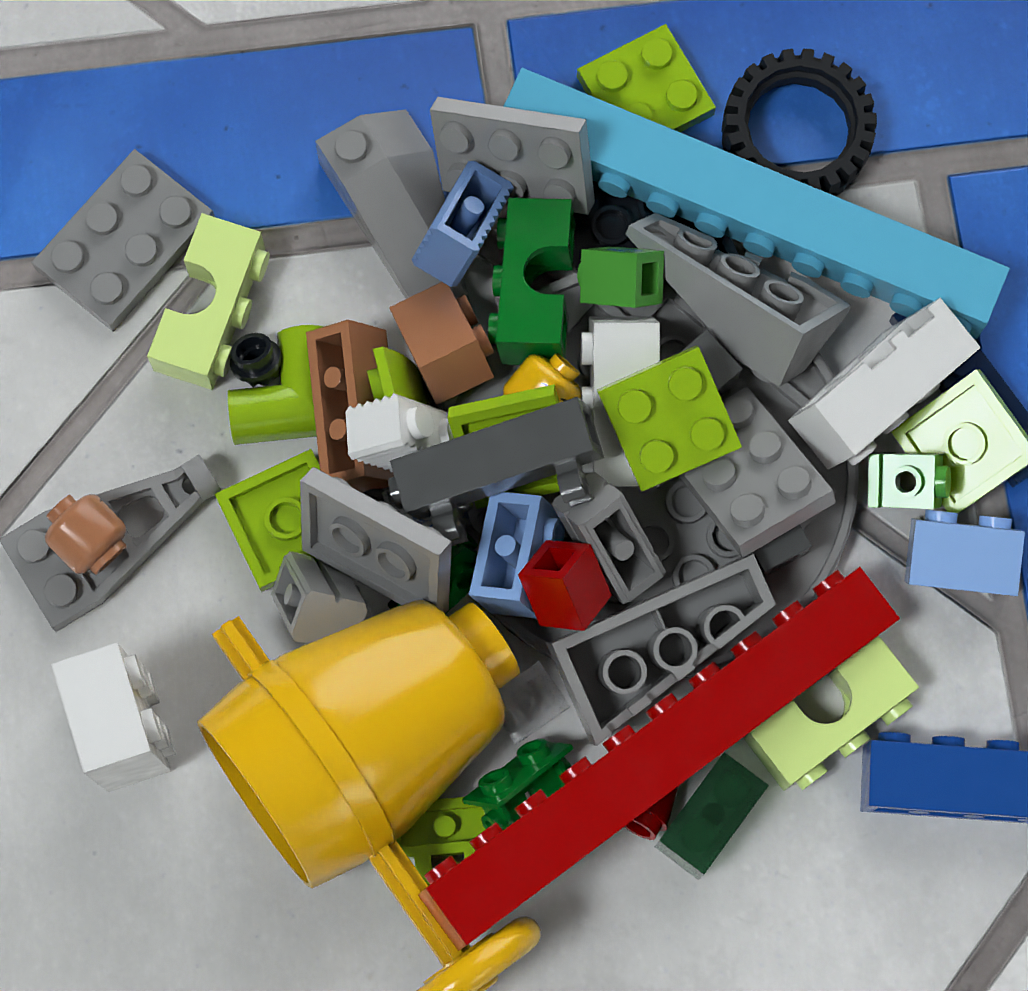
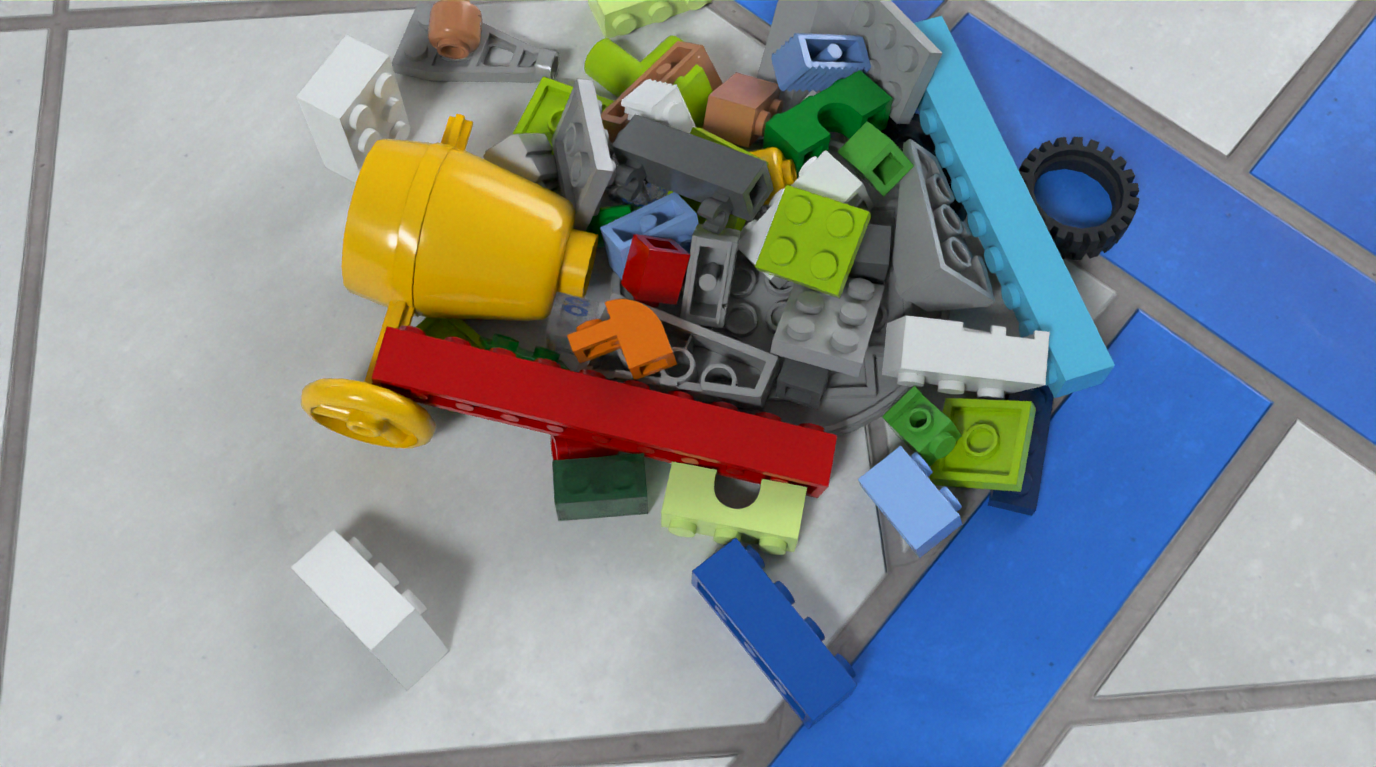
camera: 50 degrees right, 10 degrees down
(255, 359) = (640, 37): black plate -> none
(623, 660) = (630, 328): none -> orange brick
(650, 81) = (1015, 103): lime plate -> none

